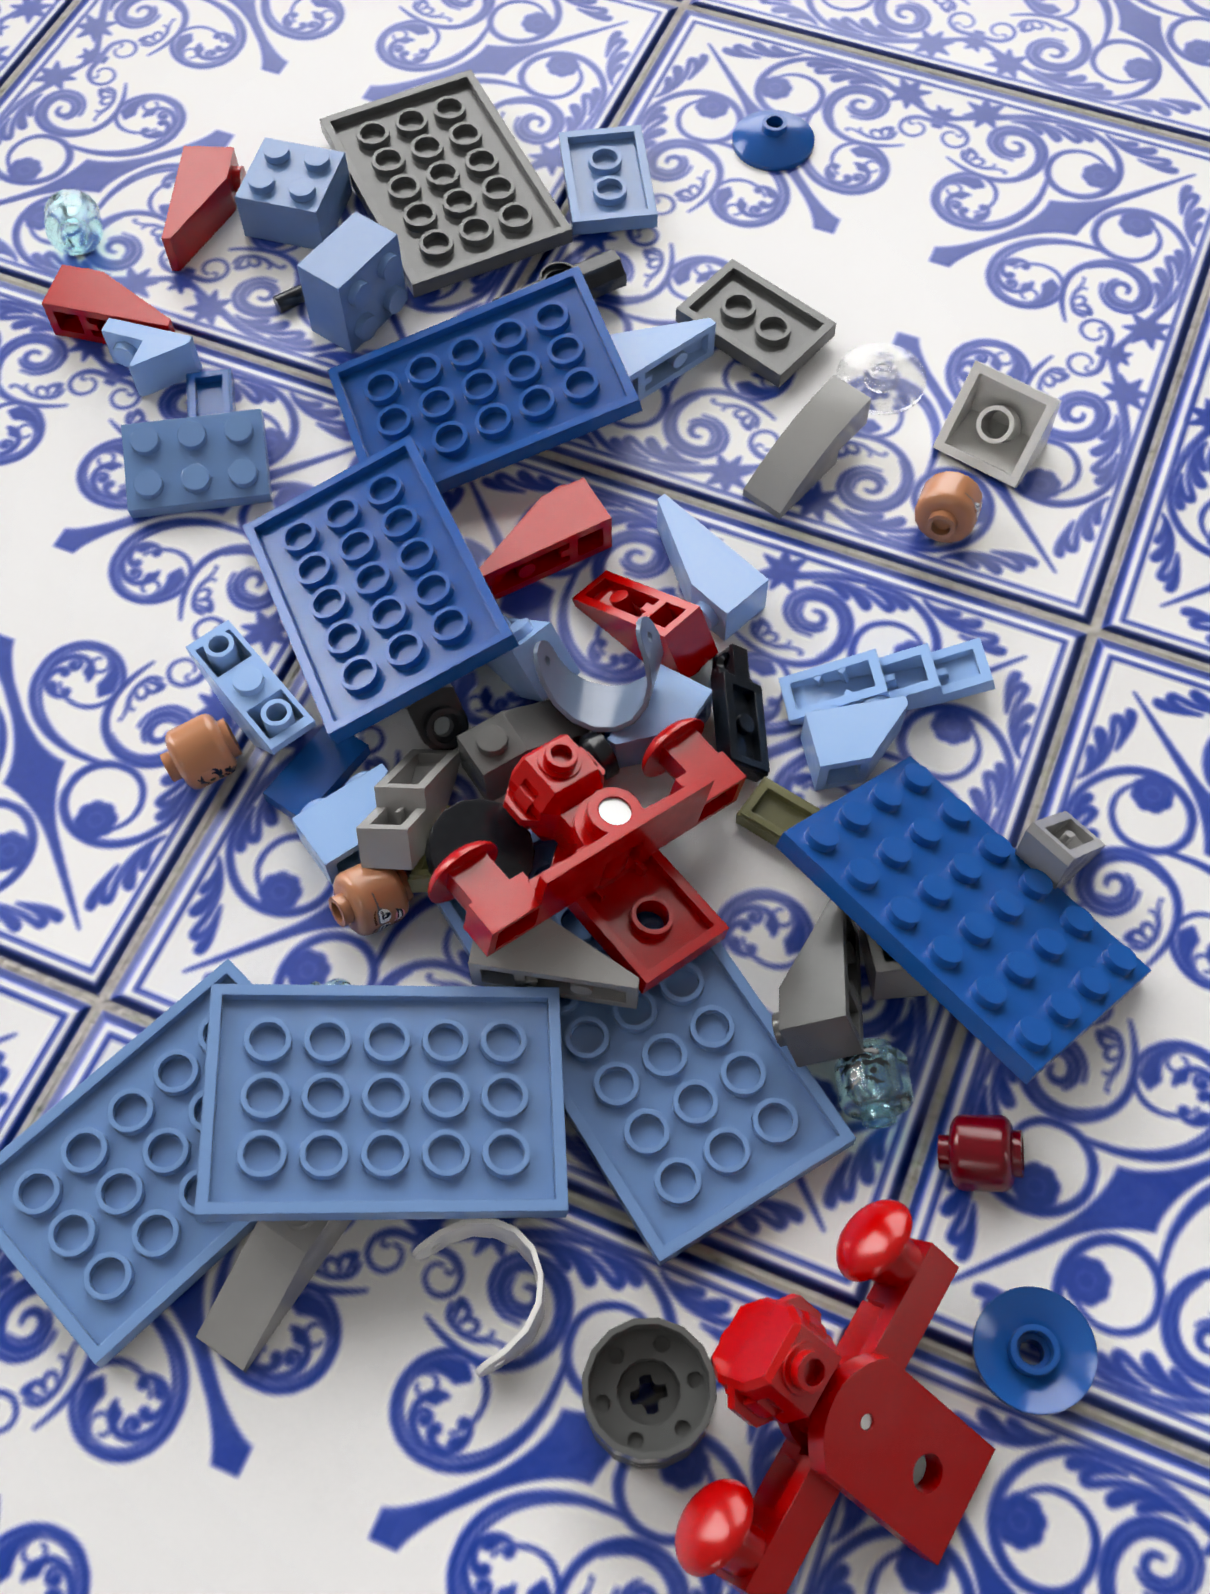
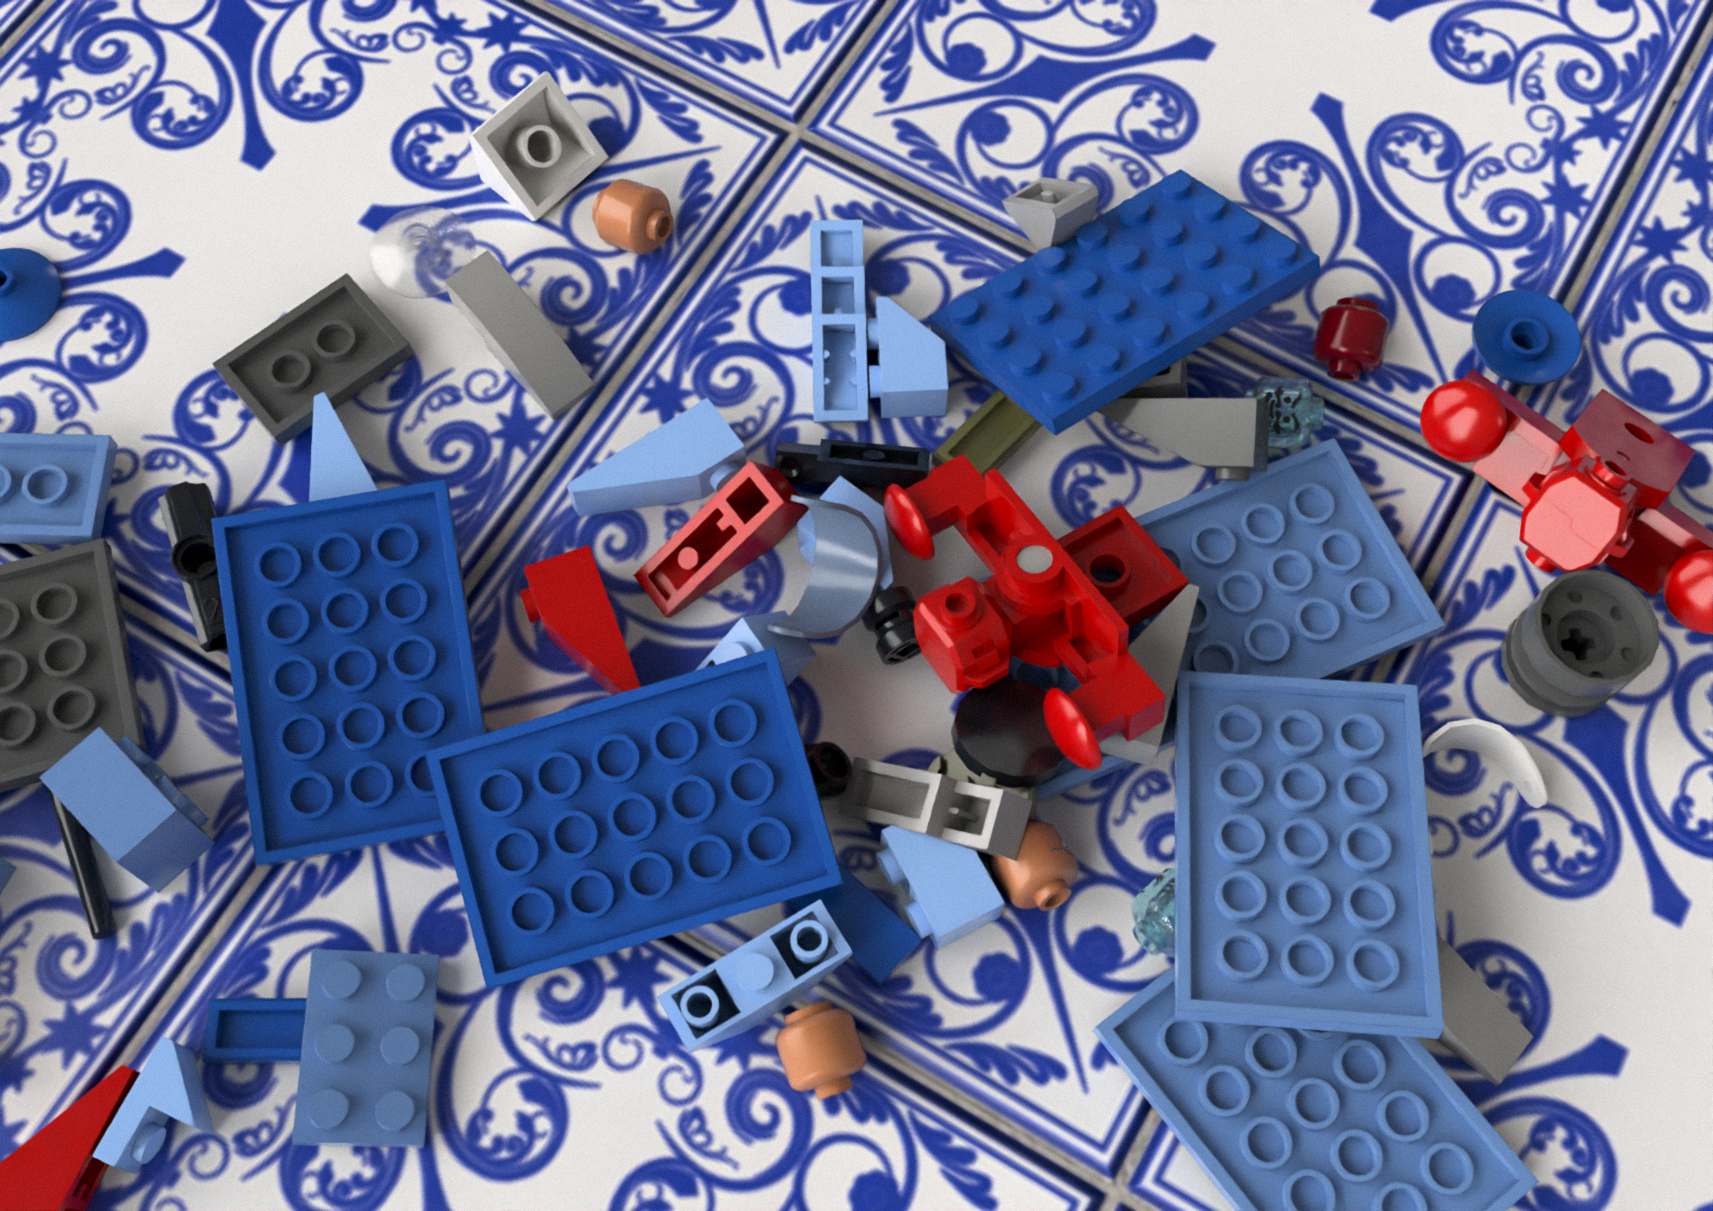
camera: 85 degrees left, 5 degrees up
(497, 744) = (866, 691): dark grey slope -> none

